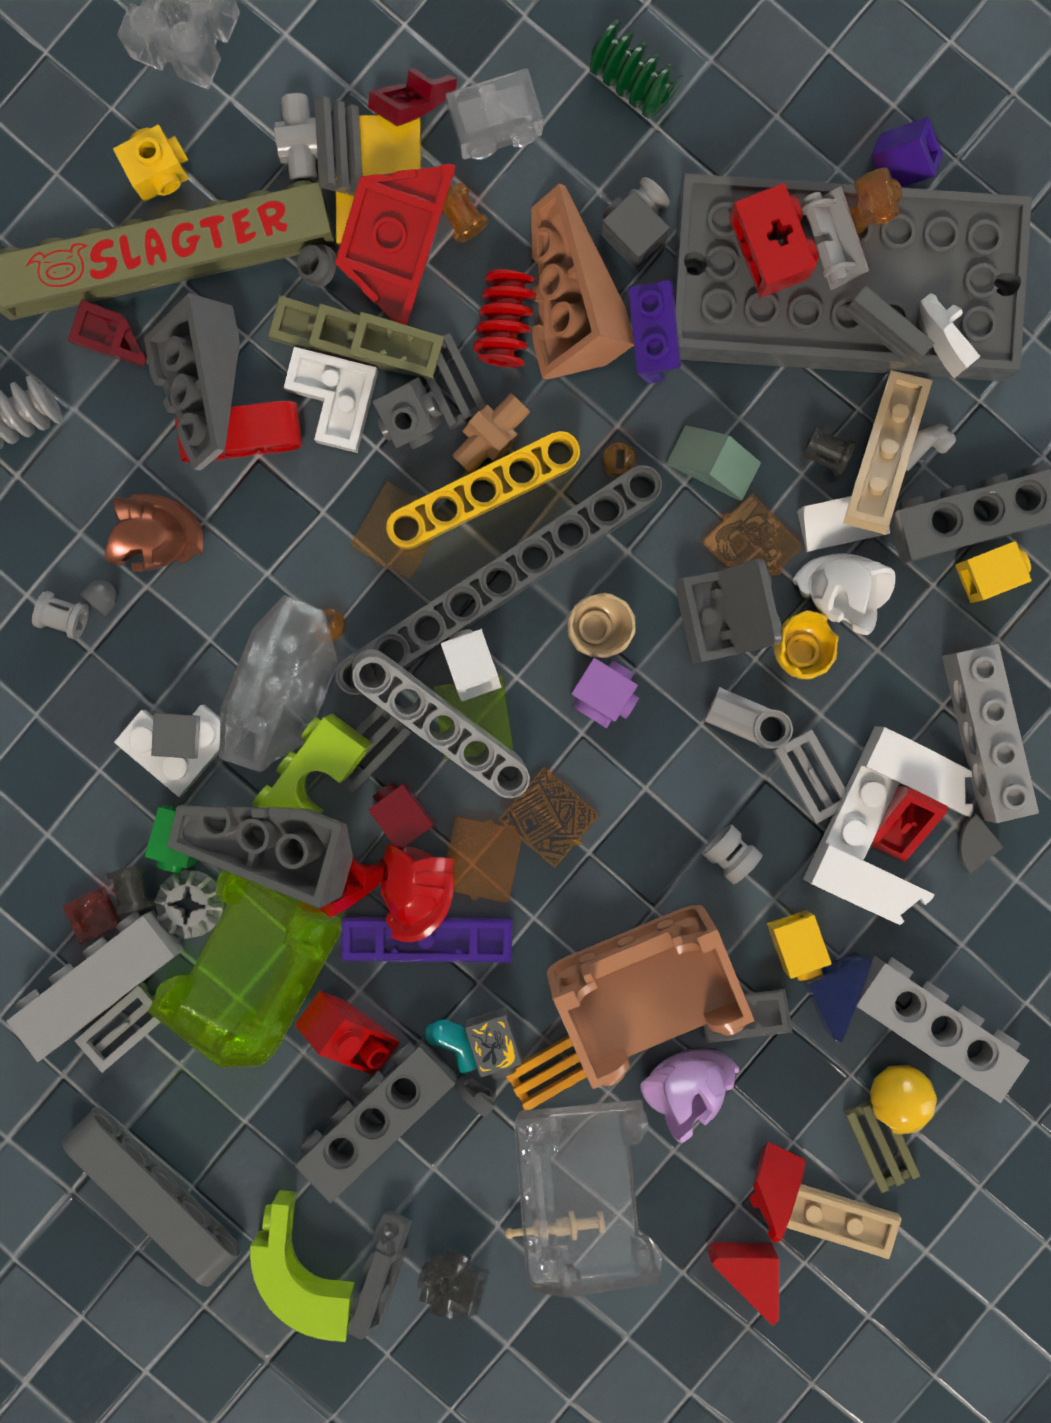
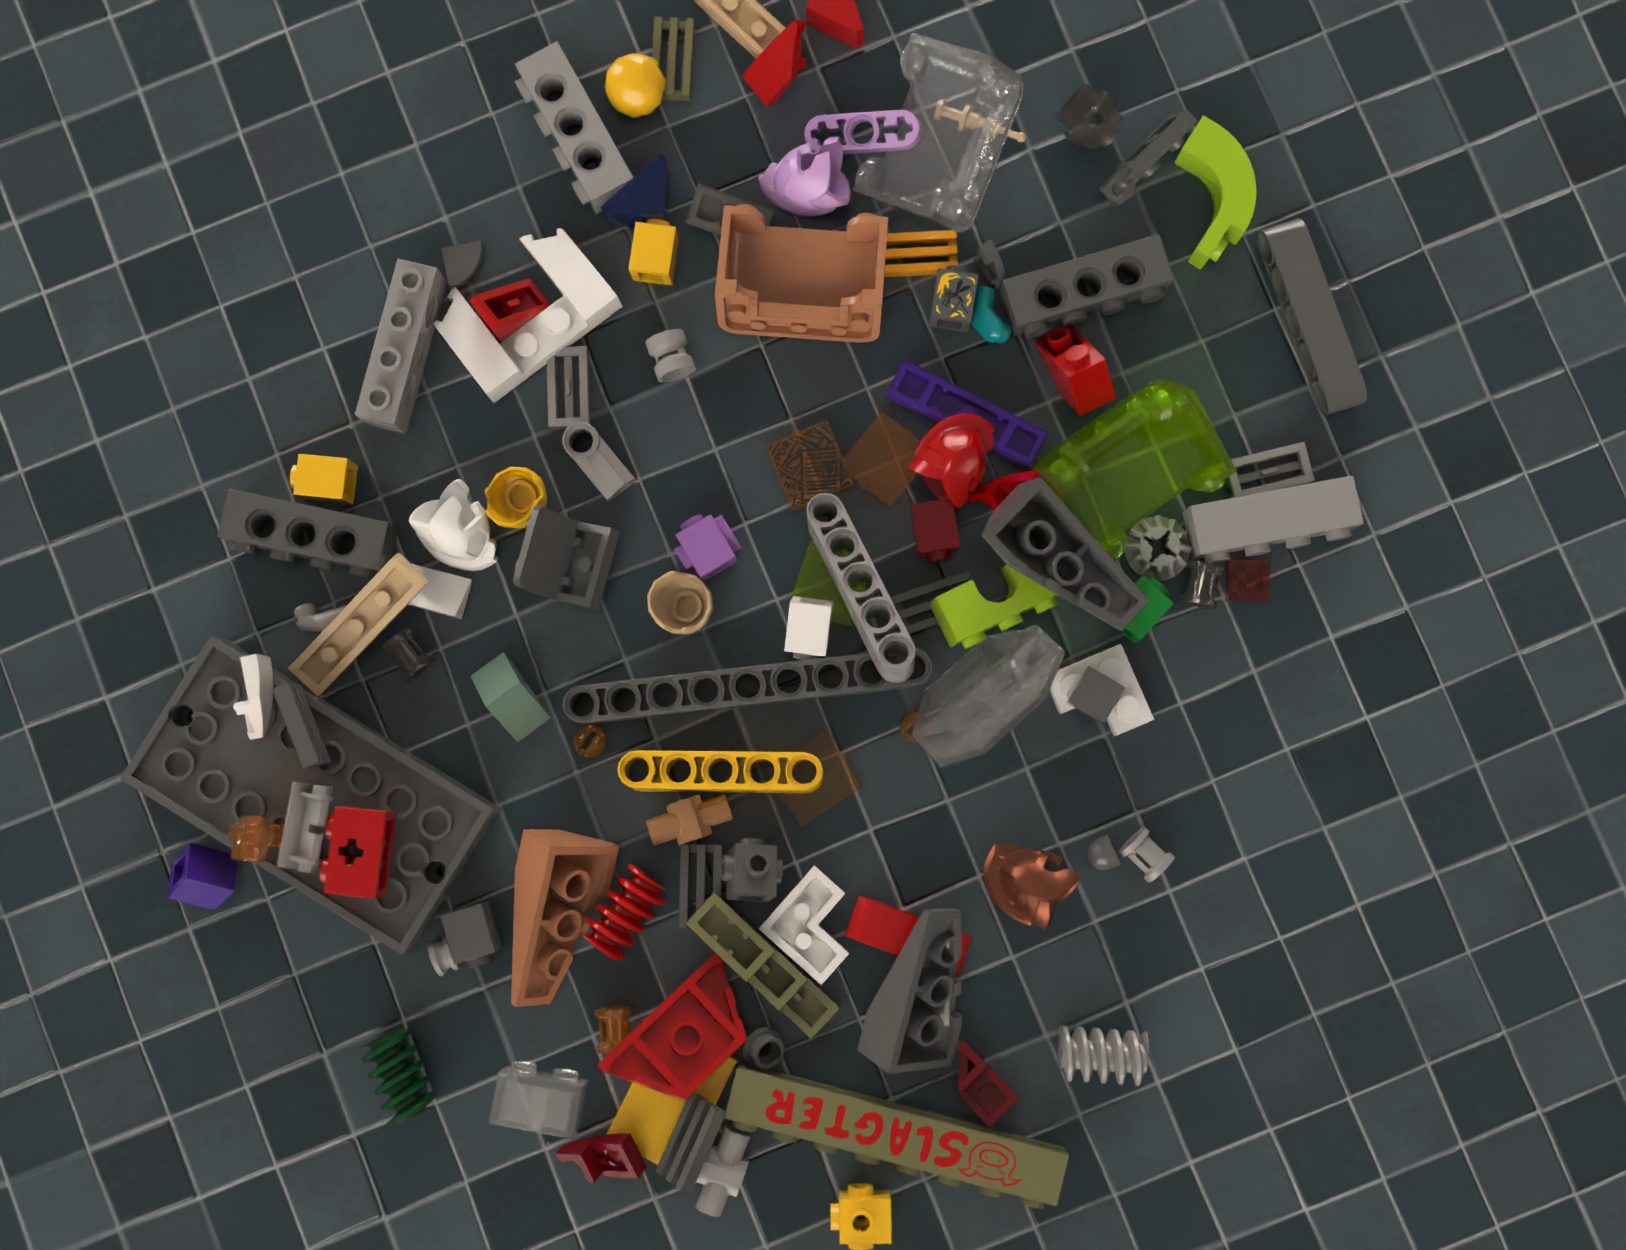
camera: 150 degrees left, 5 degrees down
(638, 1187) = (892, 121): none -> lavender beam
(654, 330) = (499, 832): dark purple bracket -> none
(752, 534) = (512, 614): clear orange piece -> none

